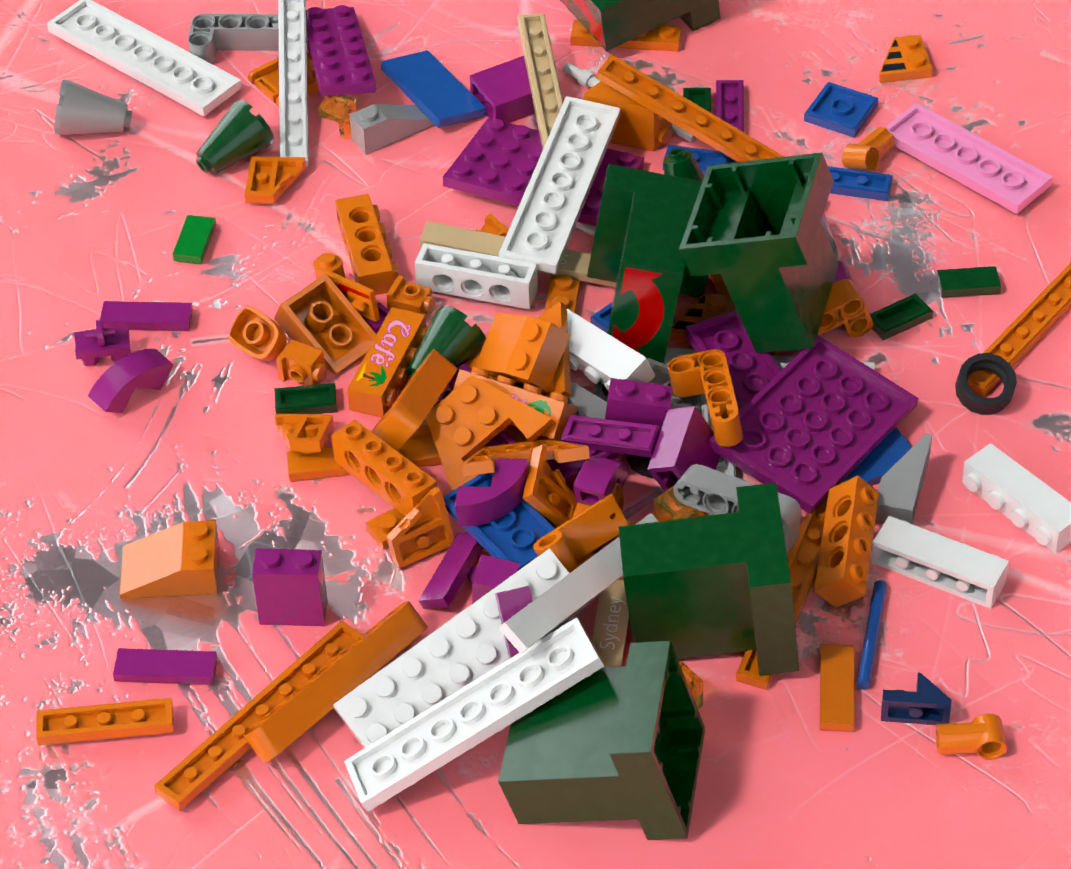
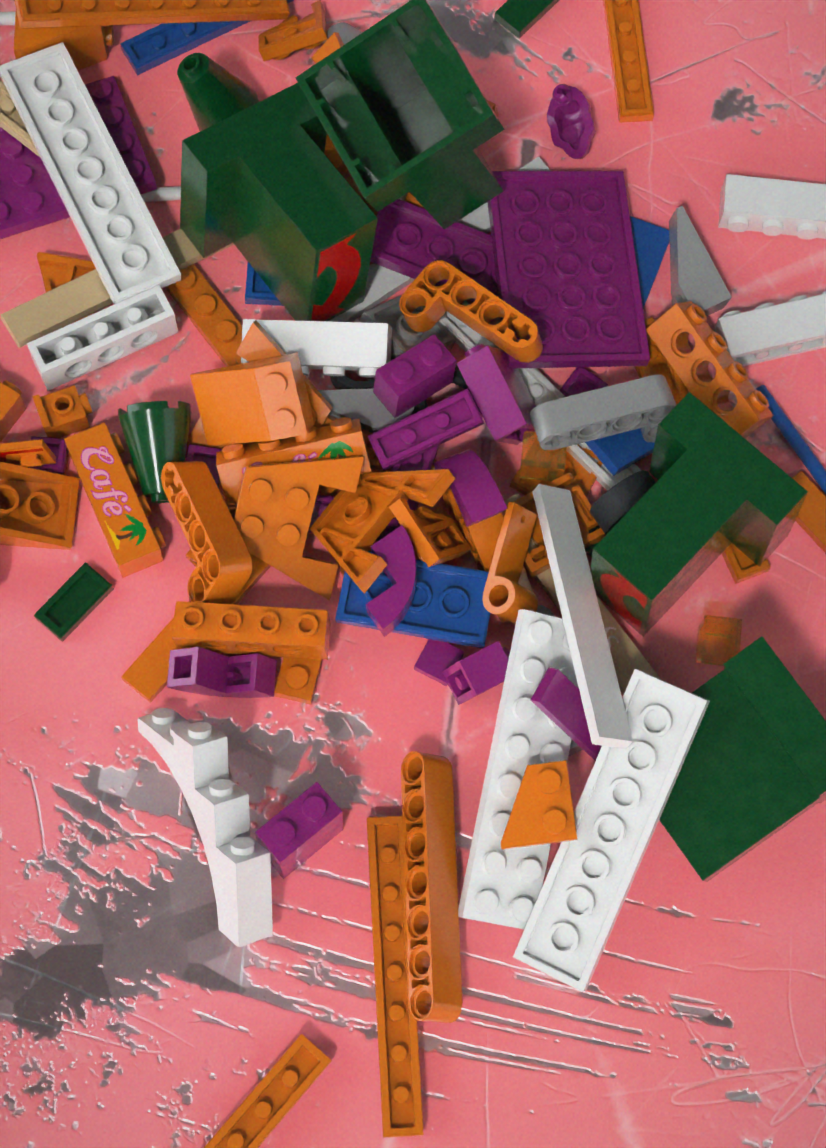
camera: 50 degrees left, 25 degrees up
(165, 666) = (251, 1001): magenta tile -> none
(172, 562) = (142, 891): orange slope -> none
(239, 556) = (221, 811): none -> white arch
(301, 363) = (35, 567): orange brick -> none
(304, 431) = (117, 643): orange wing -> none
(342, 490) = (218, 675): none -> magenta brick
(421, 531) = (344, 664): orange wing -> none
(442, 670) = (541, 808): none -> orange wing
(451, 572) = (404, 681): magenta tile -> none
(900, 316) = (509, 85): dark green tile -> none
(919, 355) = (570, 121): none -> magenta arm
(993, 364) = (673, 95): black tyre -> none

